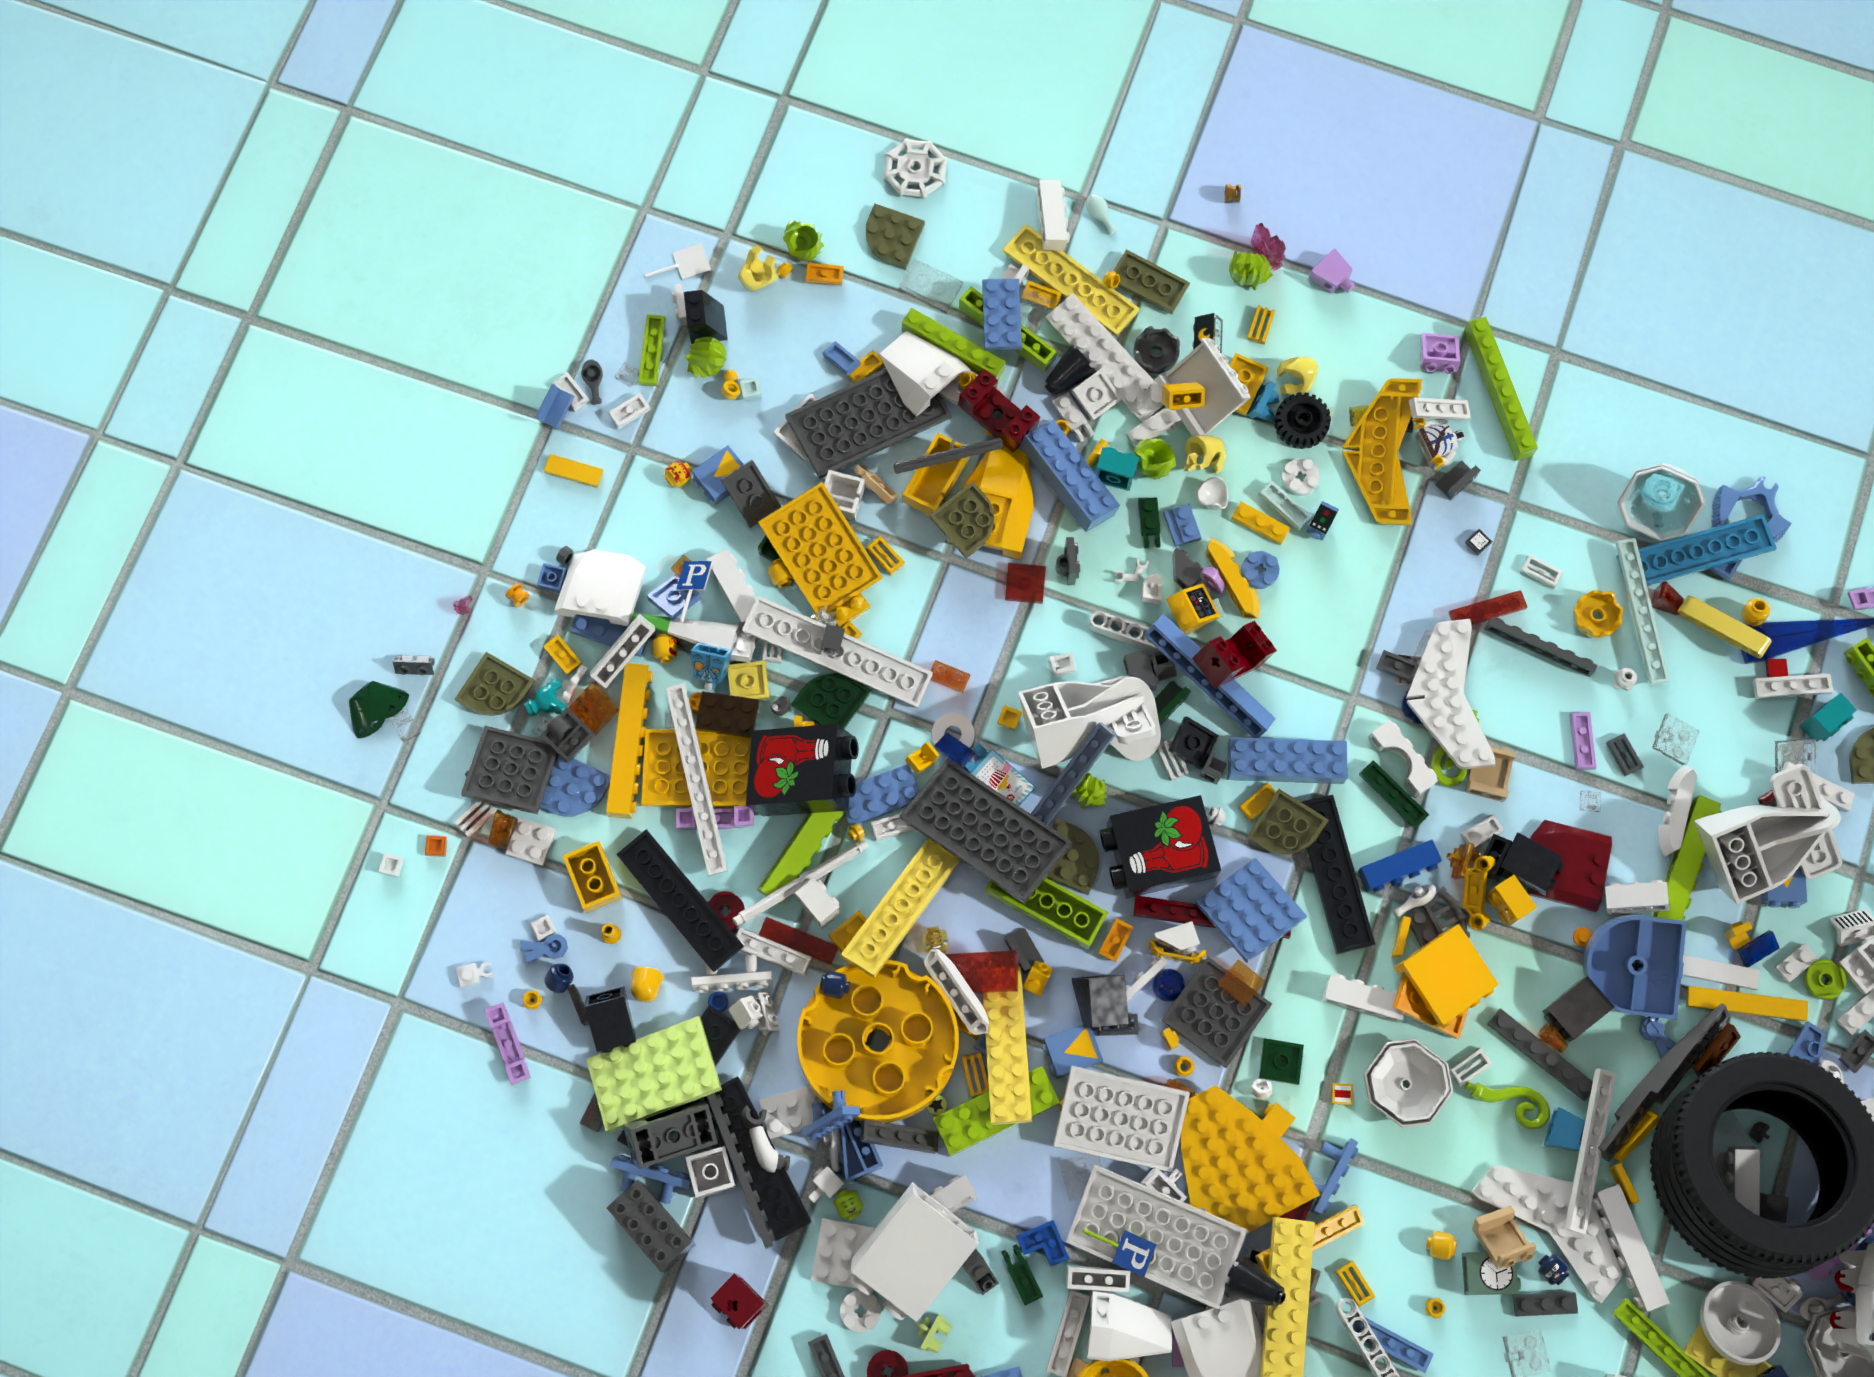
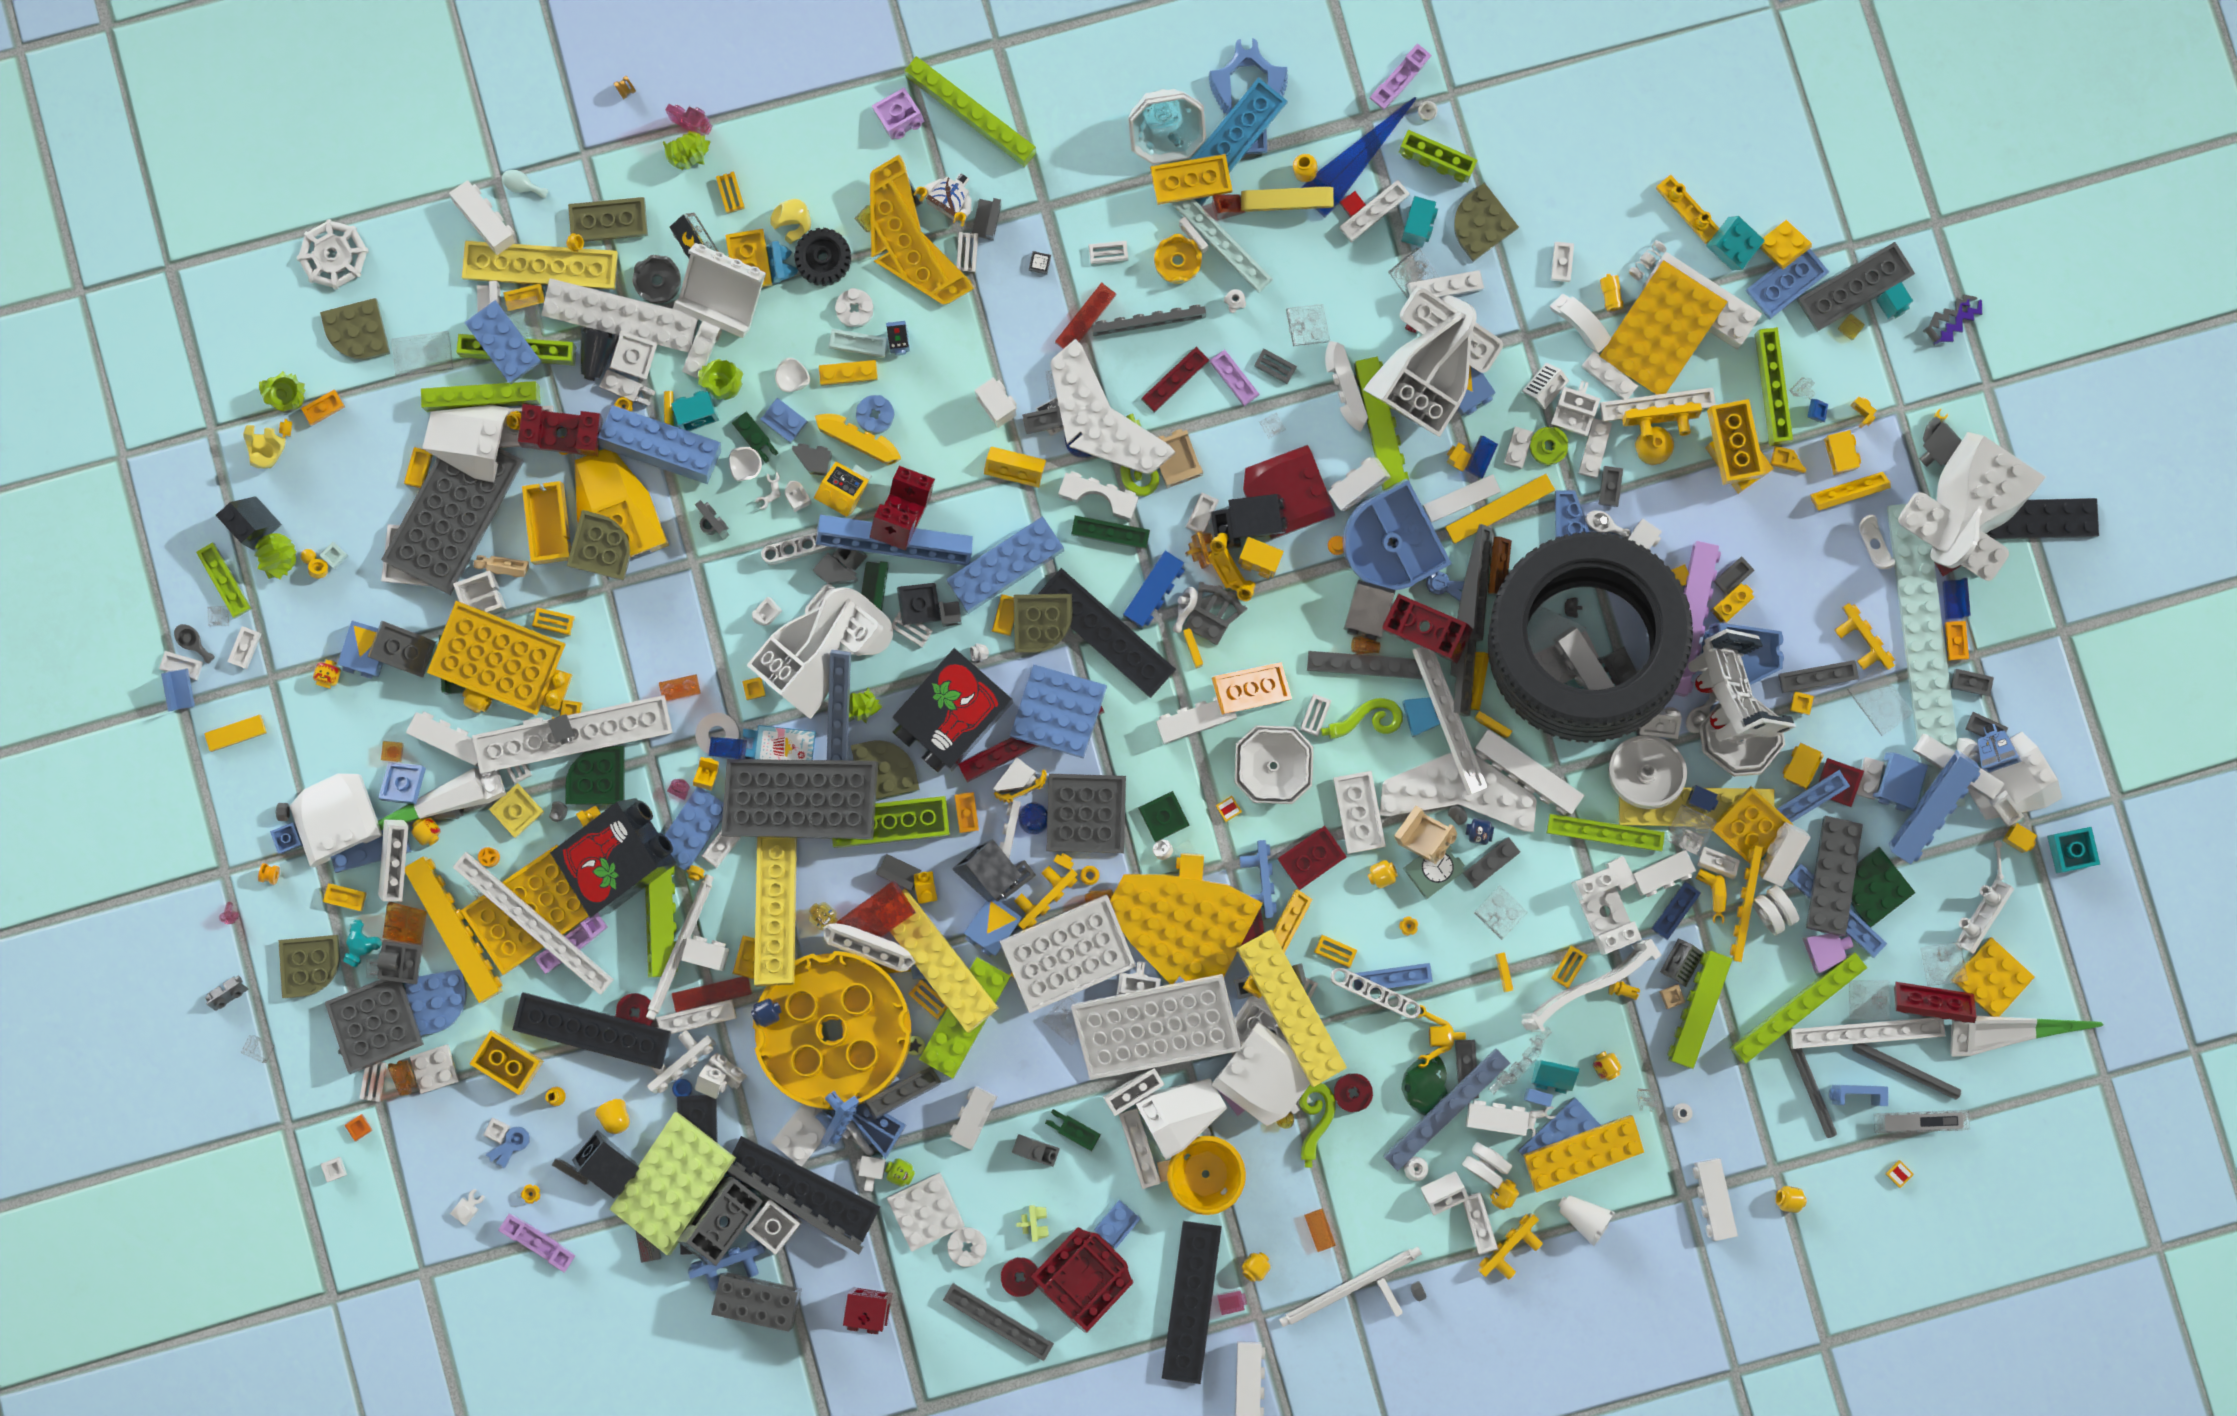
camera: 35 degrees left, 10 degrees up
(373, 704) = (218, 1050): dark green piece -> none
(558, 978) = (539, 1162): dark blue head -> none
(569, 693) = (371, 914): white arm -> none
(678, 297) = (210, 517): white plate -> none
(689, 262) = (196, 476): white piece -> none
(693, 577) = (406, 757): blue piece -> none
(710, 664) = (474, 819): dark azure torso -> none
(727, 714) = (519, 851): dark brown plate -> none
(766, 1155) = (805, 1181): white piece -> none
(823, 617) = (541, 714): clear tile -> none
(841, 358) = (392, 473): medium blue tile -> none
(891, 755) = (679, 788): none -> clear pink plate
(913, 1254) = (976, 1176): white brick -> none
(948, 455) = (545, 501): dark grey axle -> none
(1025, 583) = (687, 563): clear red plate -> none
(1045, 1237) = (1072, 1087): blue plate -> none
(1127, 535) = (744, 463): none -> white helmet
(1132, 1252) = (1146, 1051): blue piece -> none
(1153, 1055) = (1059, 884): none -> yellow plate
(1183, 395) = (707, 309): yellow brick -> none
(1211, 447) = (764, 338): light yellow piece -> none
(1213, 580) = (841, 453): lavender plate -> none
(1241, 982) = (1090, 776): clear orange piece -> none
(1253, 1284) = (1254, 1012): black cone -> none
(1333, 273) = (760, 103): lavender torso -> none
(1347, 688) = (1014, 467): none -> yellow panel
(1369, 624) = (995, 402): none -> white brick
(1387, 1187) = (1311, 857): none -> dark red plate
(1432, 482) = (959, 255): none -> white tile
(1439, 409) = (931, 168): white plate -> none
(1448, 975) = (1249, 655): yellow panel -> none
(1455, 1177) = (1359, 812): none -> white plate
(1531, 708) = (1175, 379): none -> dark red tile
(1542, 1241) = (1458, 814): none -> dark grey piece
(1623, 600) = (1192, 234): none -> white tile
(1637, 1073) = (1445, 636): none -> dark red plate
(1653, 556) = (1191, 179): none -> yellow plate

